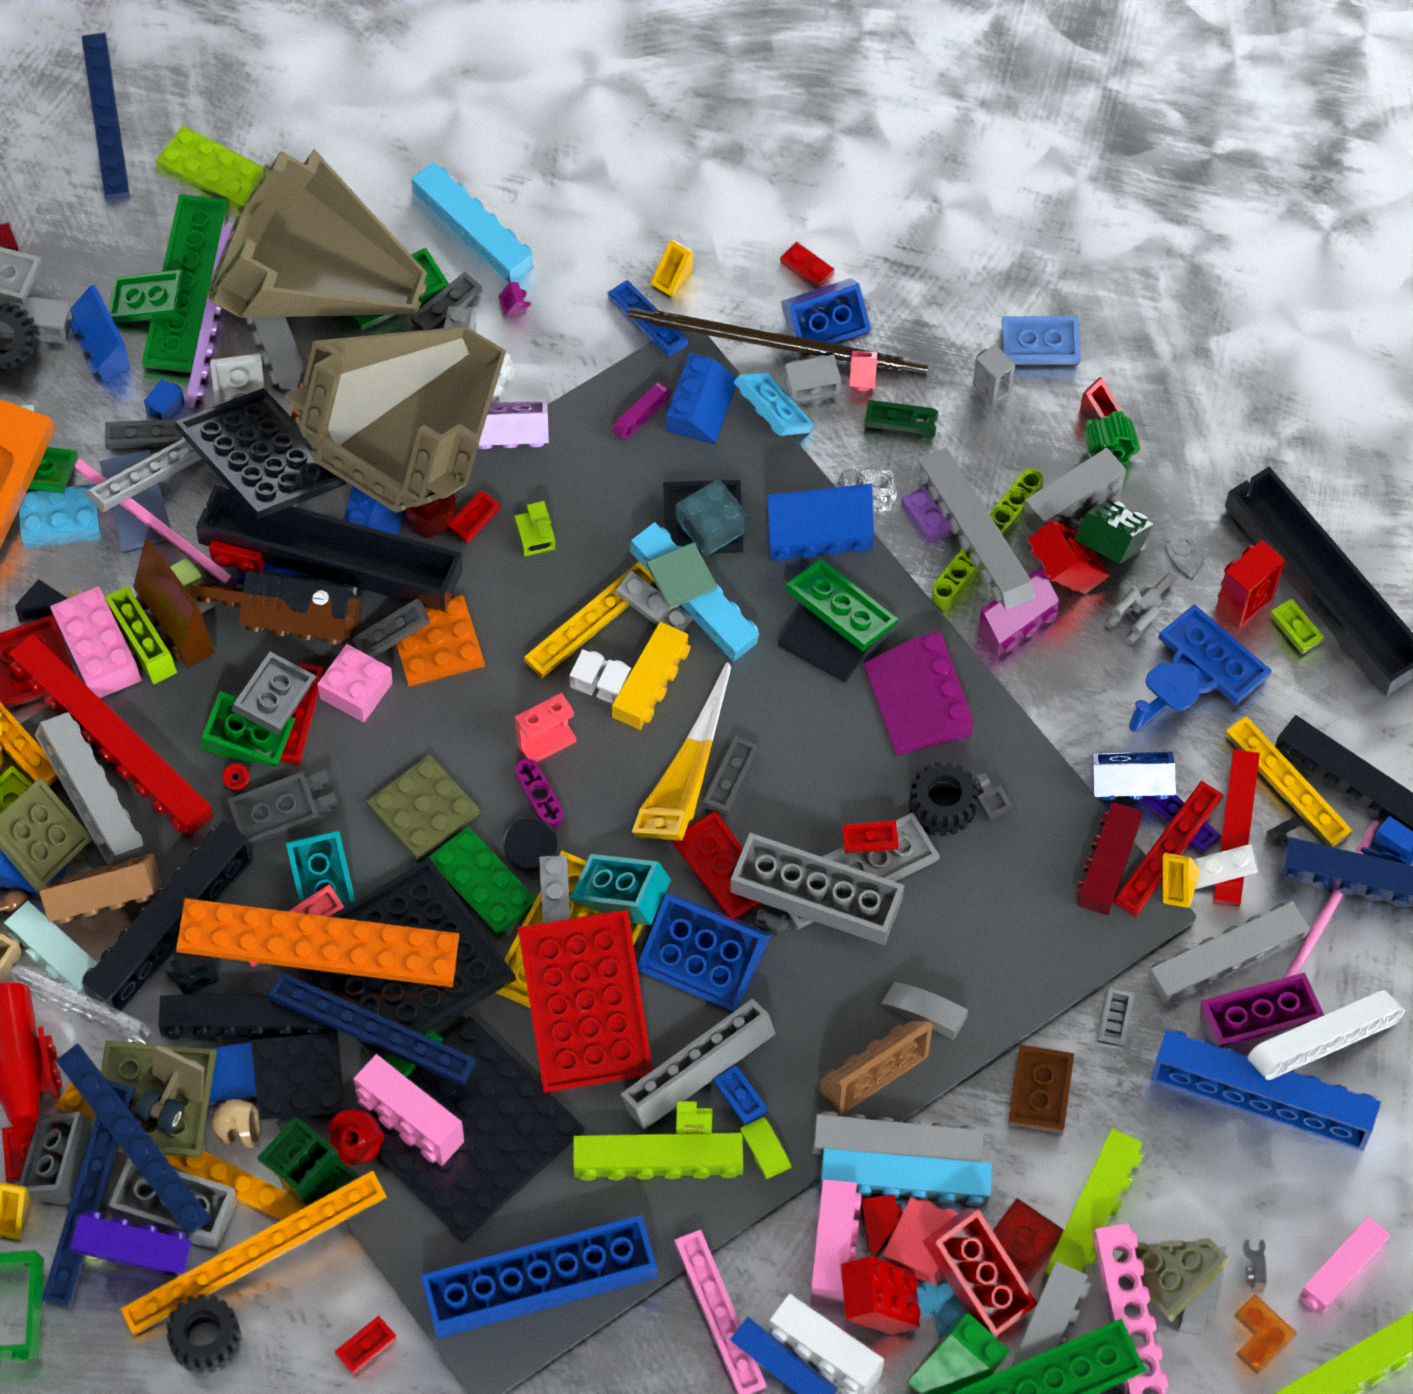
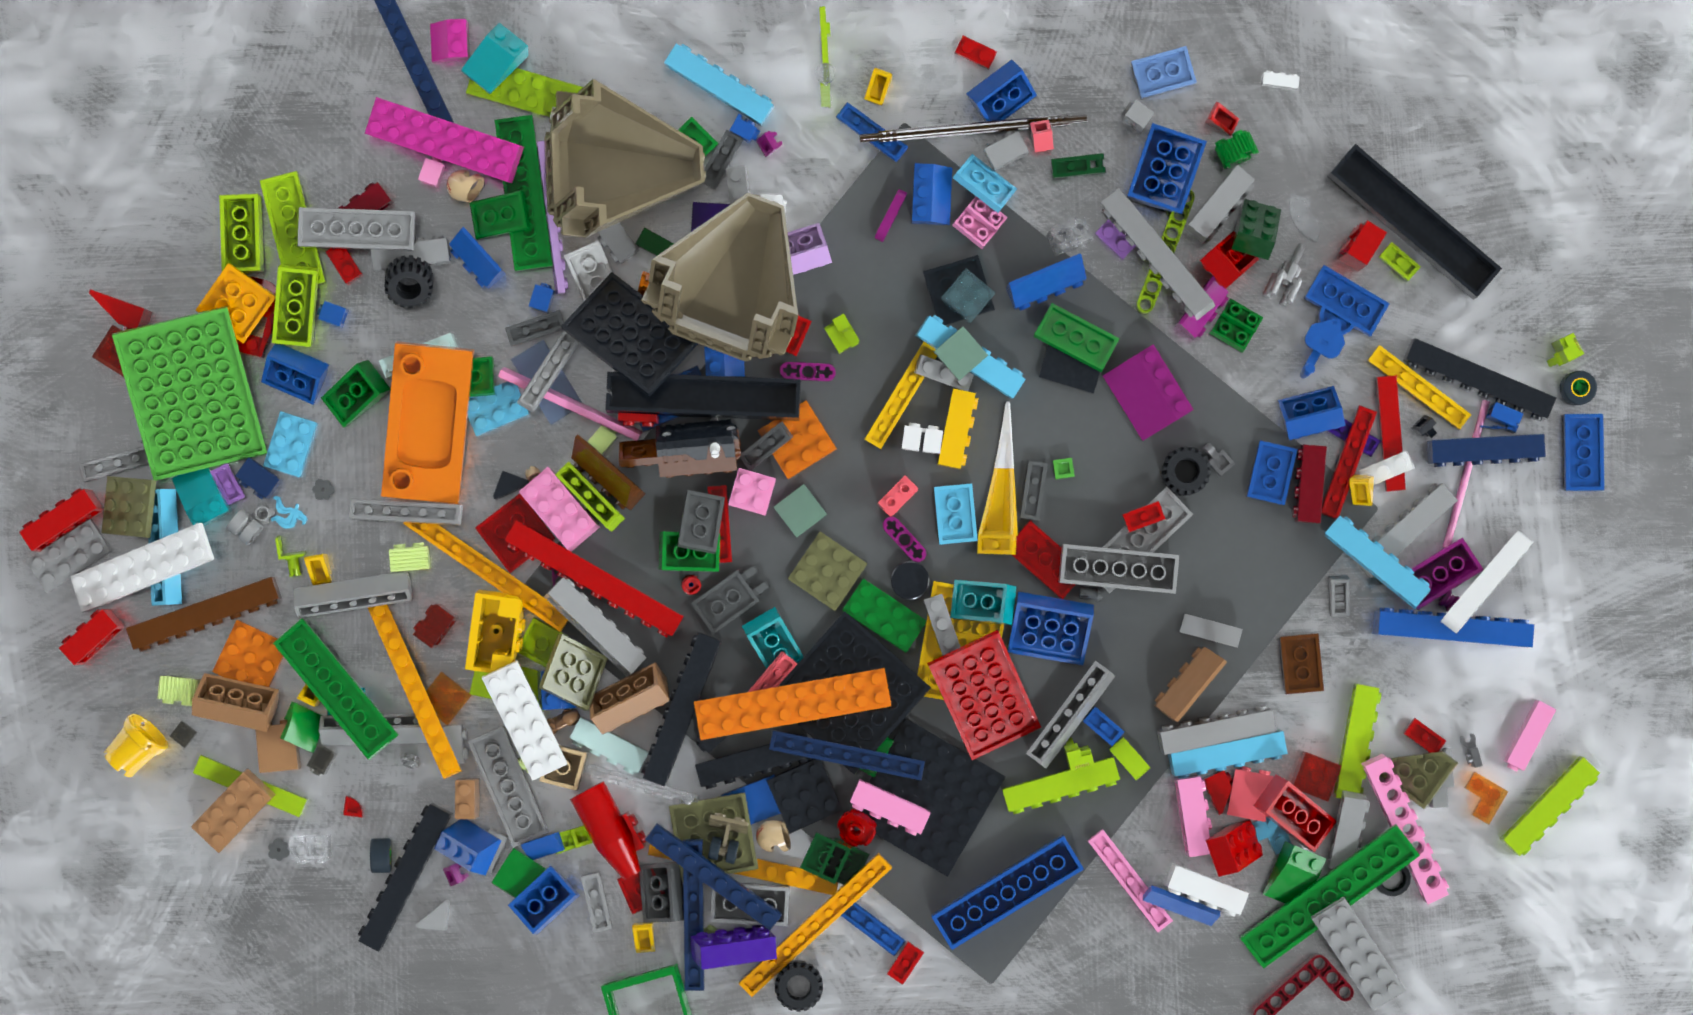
camera: 15 degrees left, 25 degrees up
(80, 233) = (432, 172): none -> bright pink brick
(109, 197) = (444, 140): none -> dark pink brick
(110, 250) = (460, 183): none -> tan helmet
(159, 101) = (450, 40): none -> dark pink slope
(206, 126) = (495, 58): none -> teal slope
(333, 1285) = (874, 928): none -> blue tile
(411, 725) = (800, 510): none -> sand green tile
(482, 573) = (821, 376): none -> magenta beam
(488, 276) = (745, 129): none -> blue brick
(609, 202) = (825, 72): none -> lime door
(617, 778) = (955, 514): none -> medium azure plate
(754, 447) = (979, 222): none -> bright pink slope
(779, 758) = (1063, 468): none -> bright green plate
(1012, 440) = (1166, 169): none -> blue slope
(1059, 650) = (1236, 325): none -> green slope
(1060, 833) = (1272, 472): none -> blue plate
(1178, 971) = (1377, 562): none -> medium azure brick
(1189, 385) = (1280, 80): none -> white piece
(1189, 1224) = (1424, 736): none -> red plate

